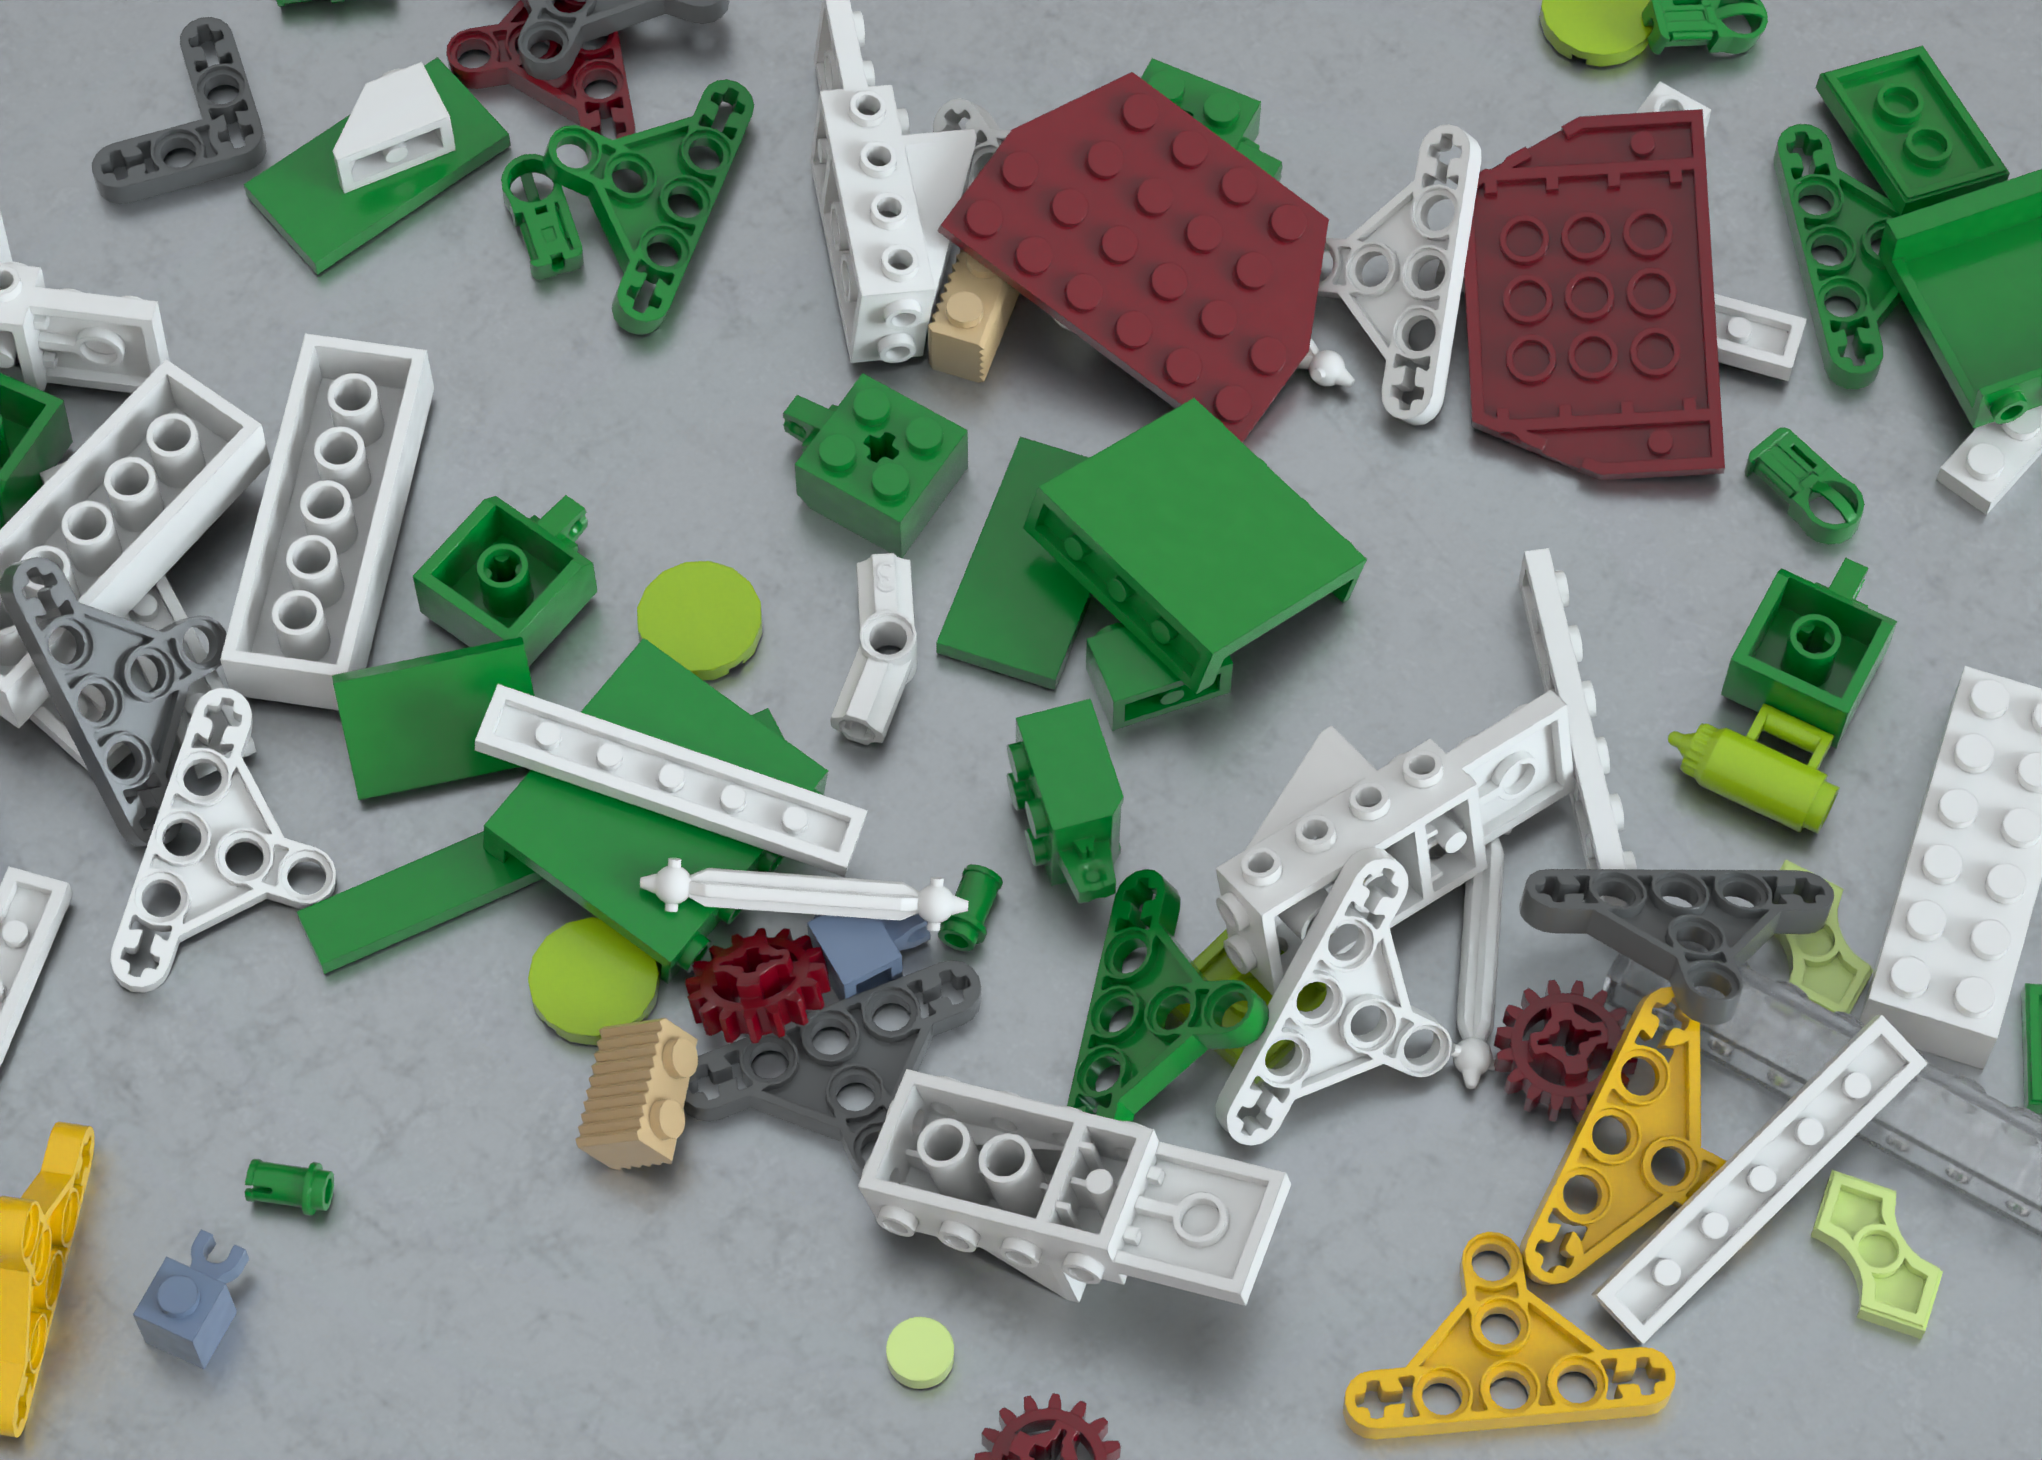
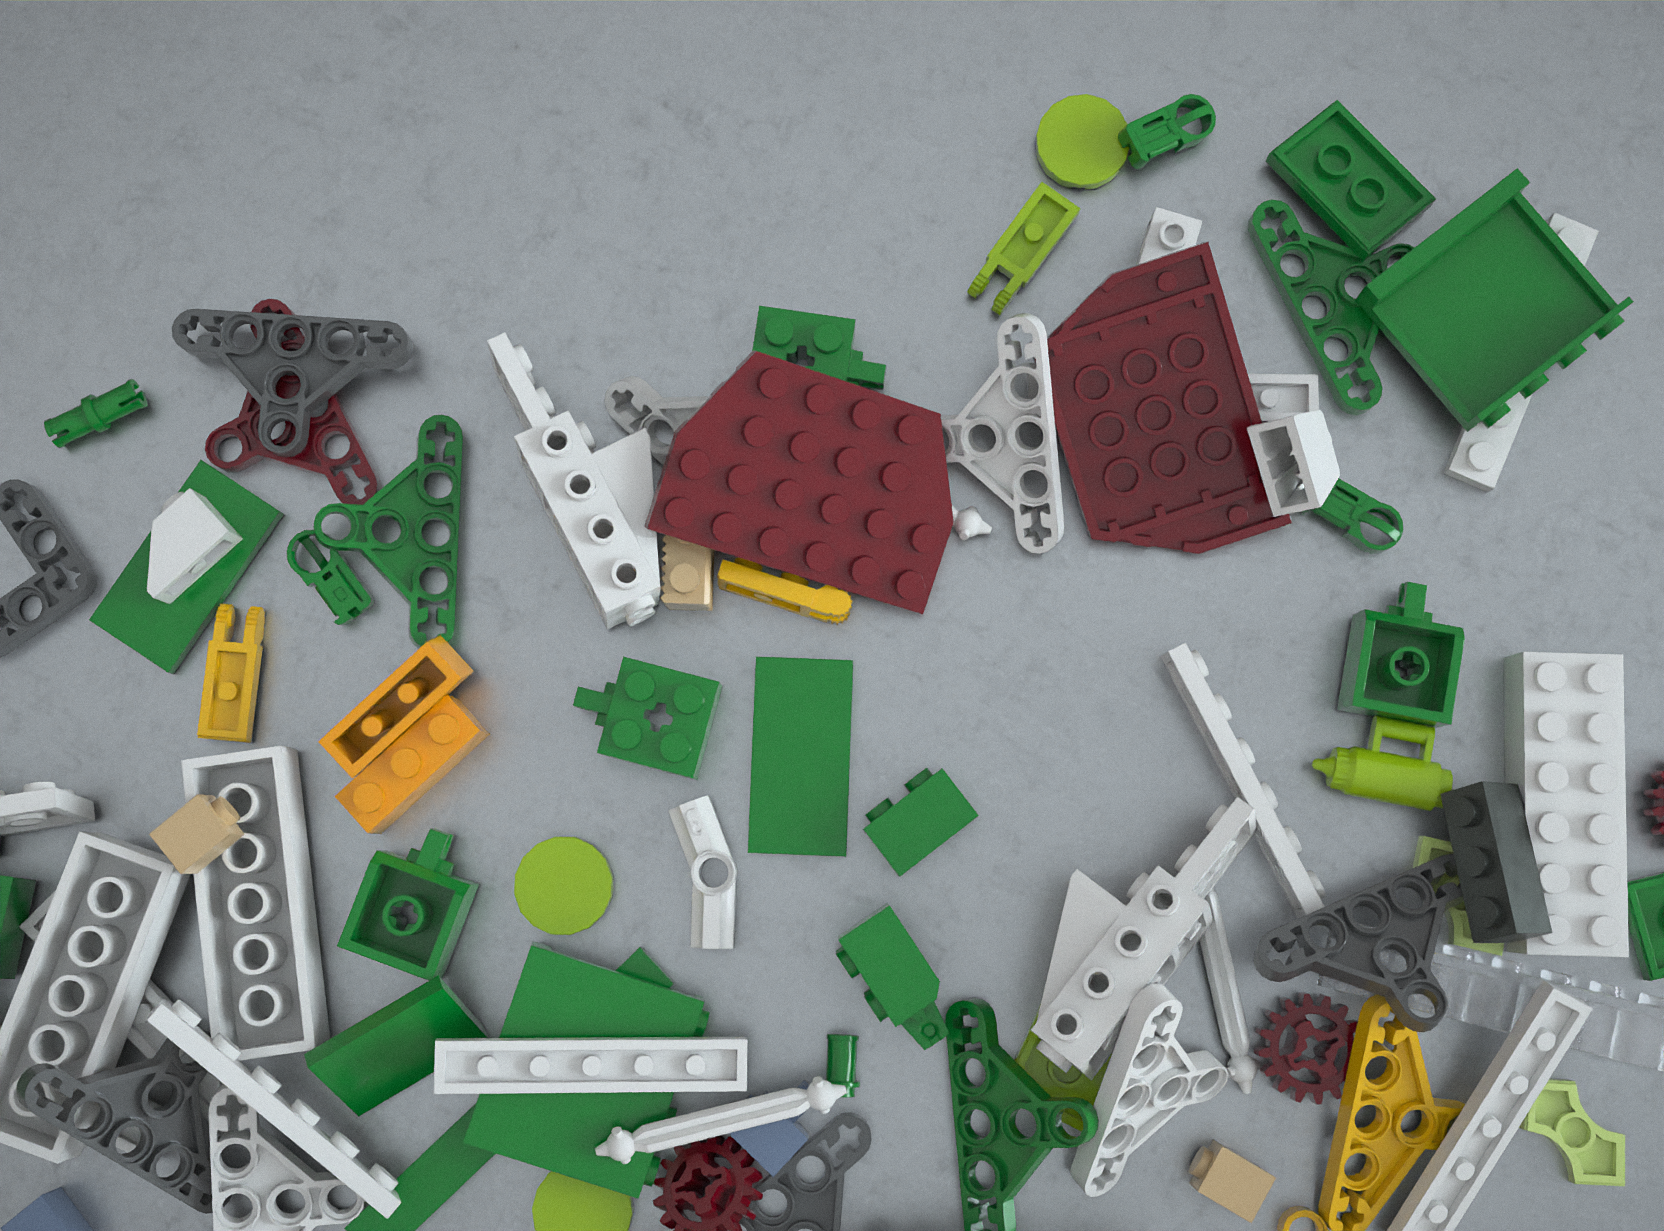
camera: 15 degrees left, 20 degrees up
(268, 697) = (260, 1091): none -> white plate
(302, 399) = (198, 833): none -> tan brick
(389, 283) = (231, 677): none -> yellow hinge
(569, 432) = (412, 765): none -> light orange brick
(574, 356) = (395, 705): none -> light orange brick
(1076, 375) = (784, 592): none -> yellow hinge
(1191, 541) = (920, 723): green panel -> none
(1416, 1170) = (1230, 1180): none -> tan brick
(1496, 93) = (1026, 244): none -> lime hinge
(1743, 376) = (1294, 456): none -> white torso
(1858, 881) = (1495, 863): none -> pearl dark grey brick

